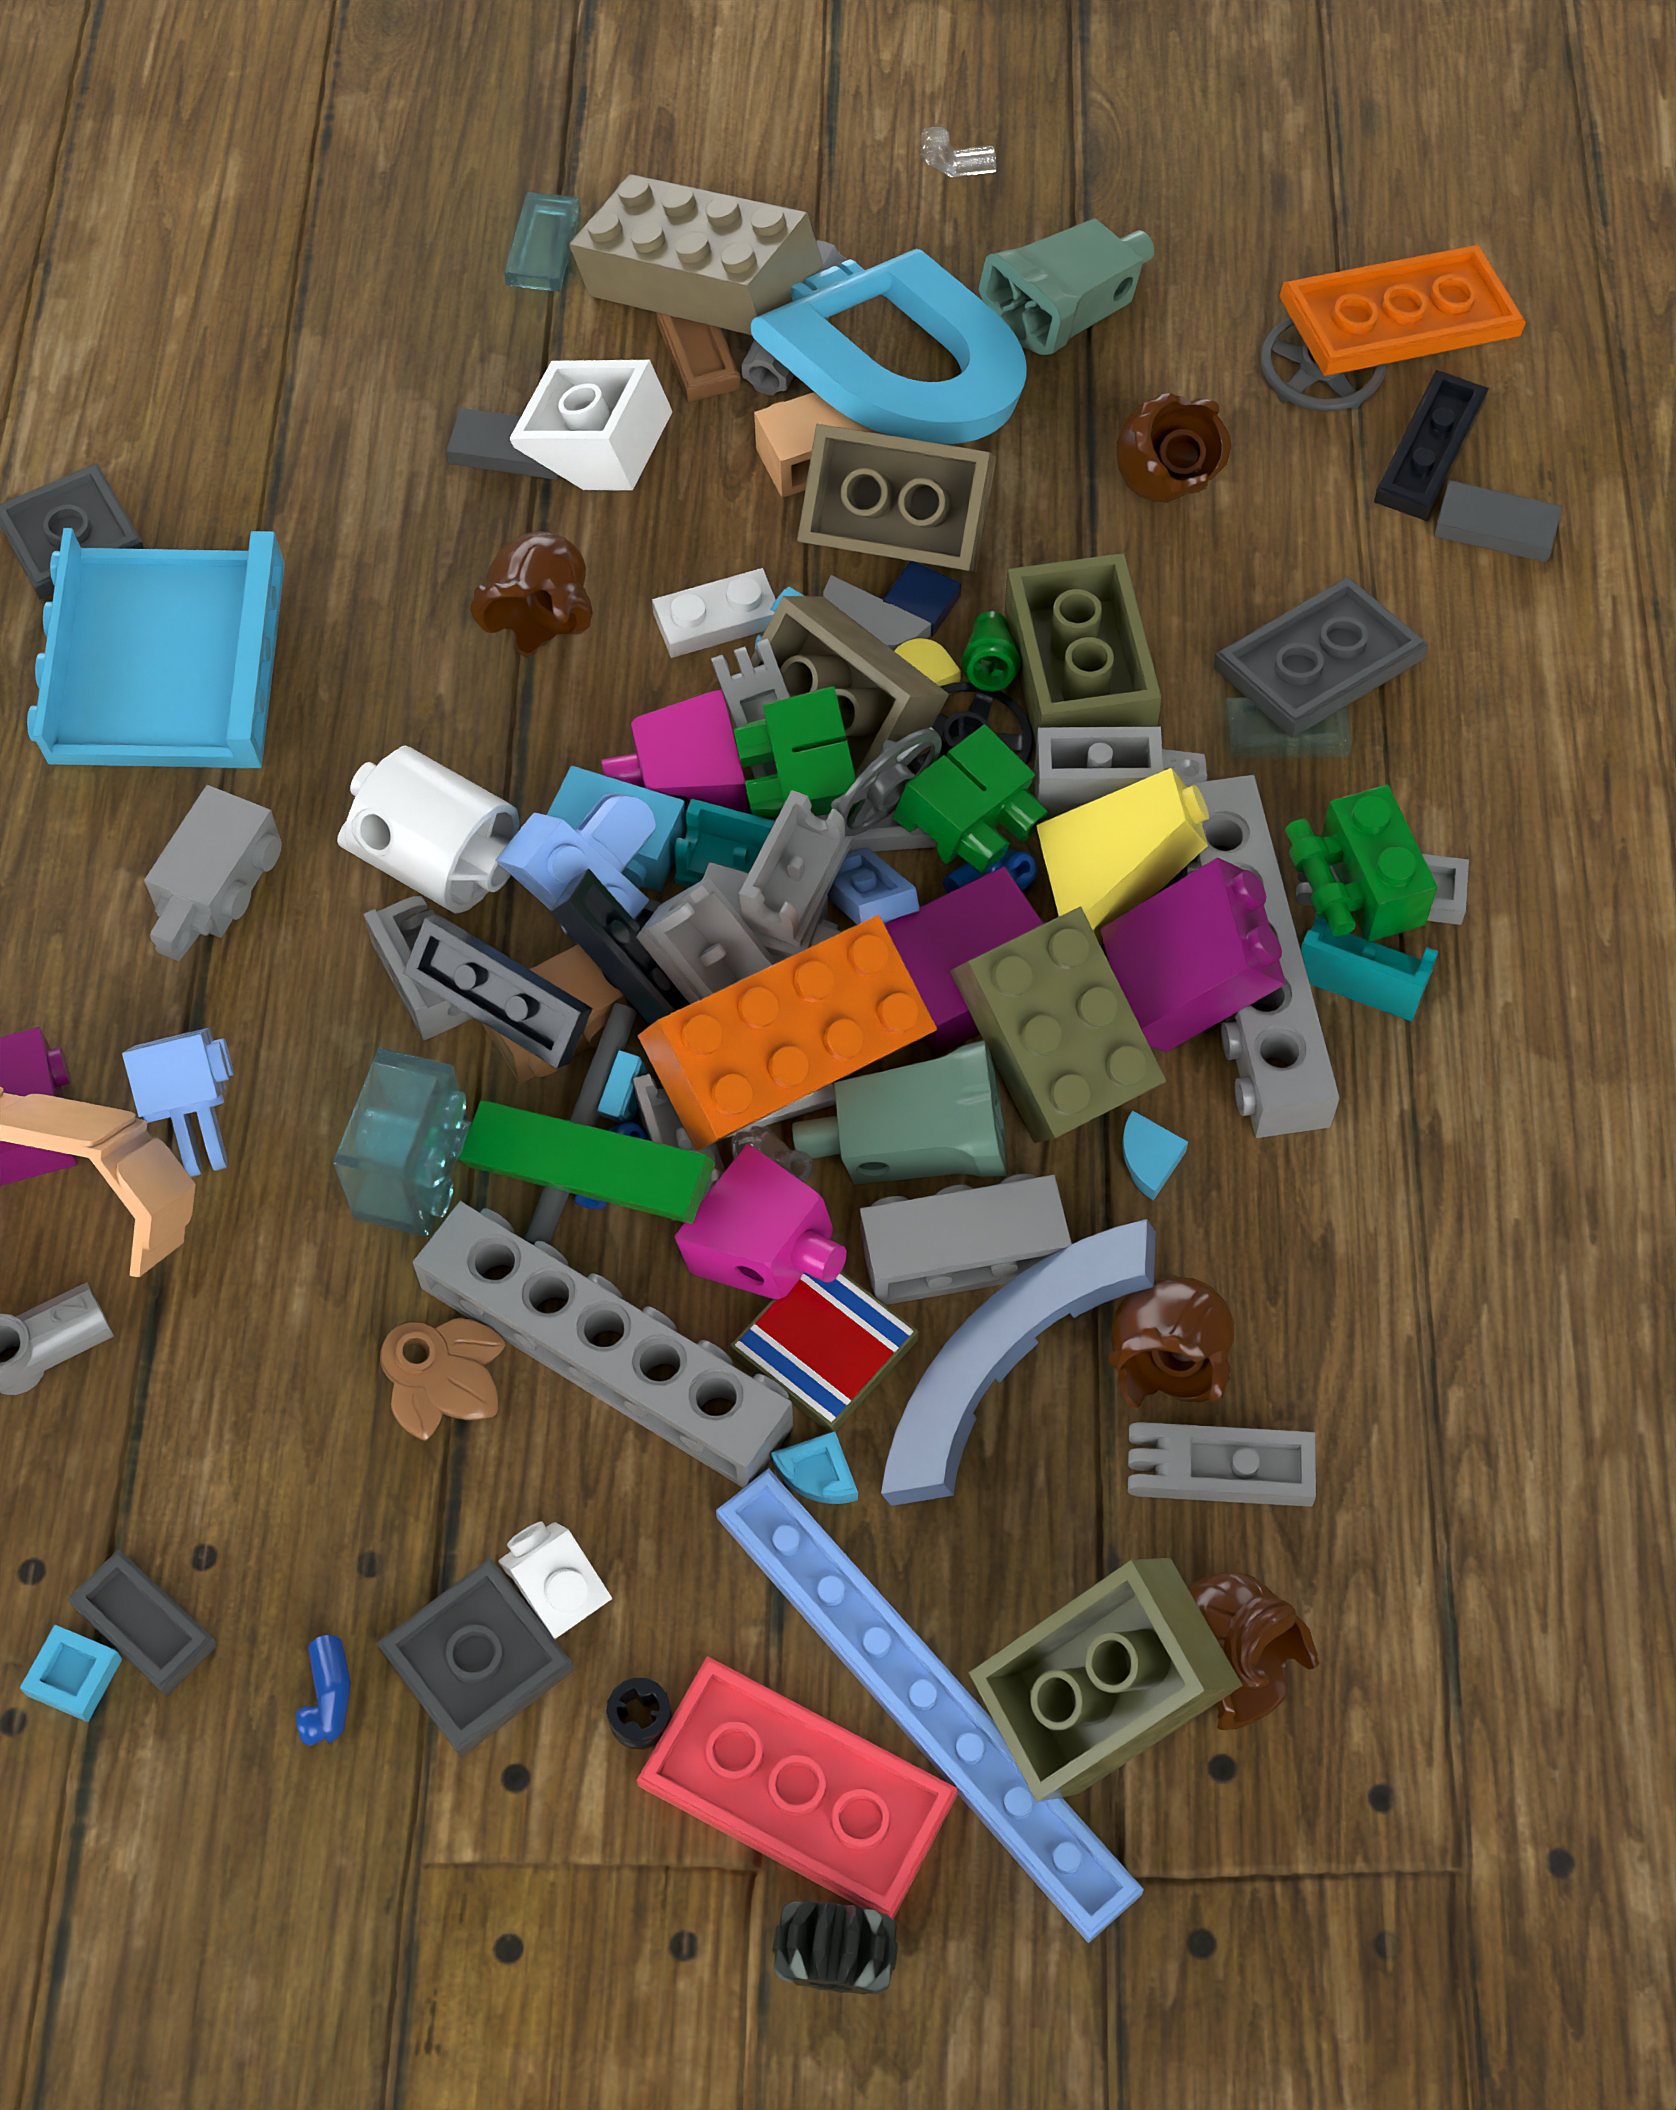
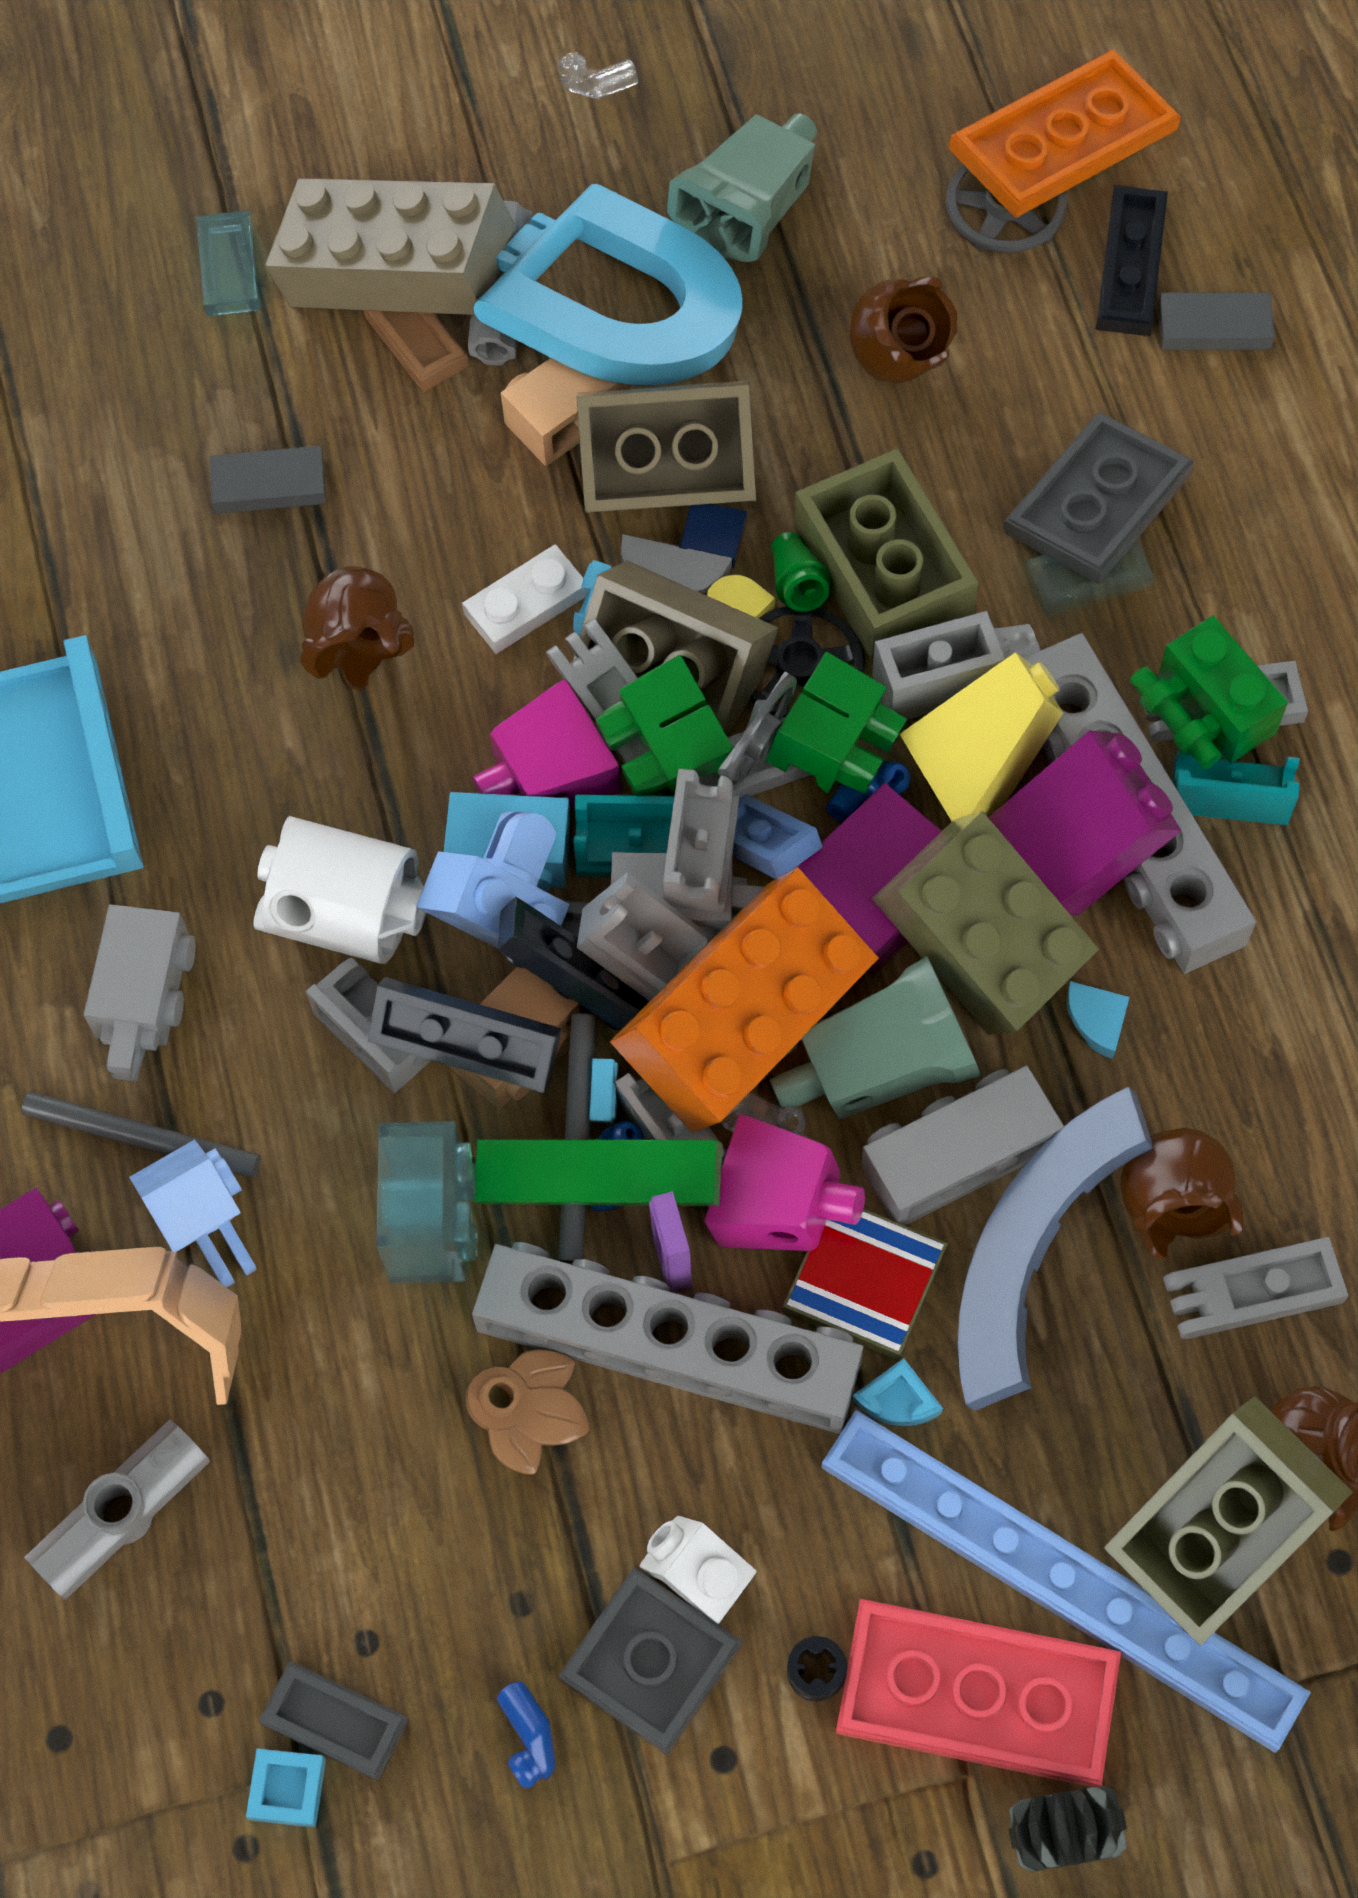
camera: 15 degrees left, 5 degrees up
(158, 1007) = (132, 1131): none -> dark grey bar
(594, 421) = (347, 439): white slope -> none
(633, 1247) = (670, 1242): none -> medium lavender tile

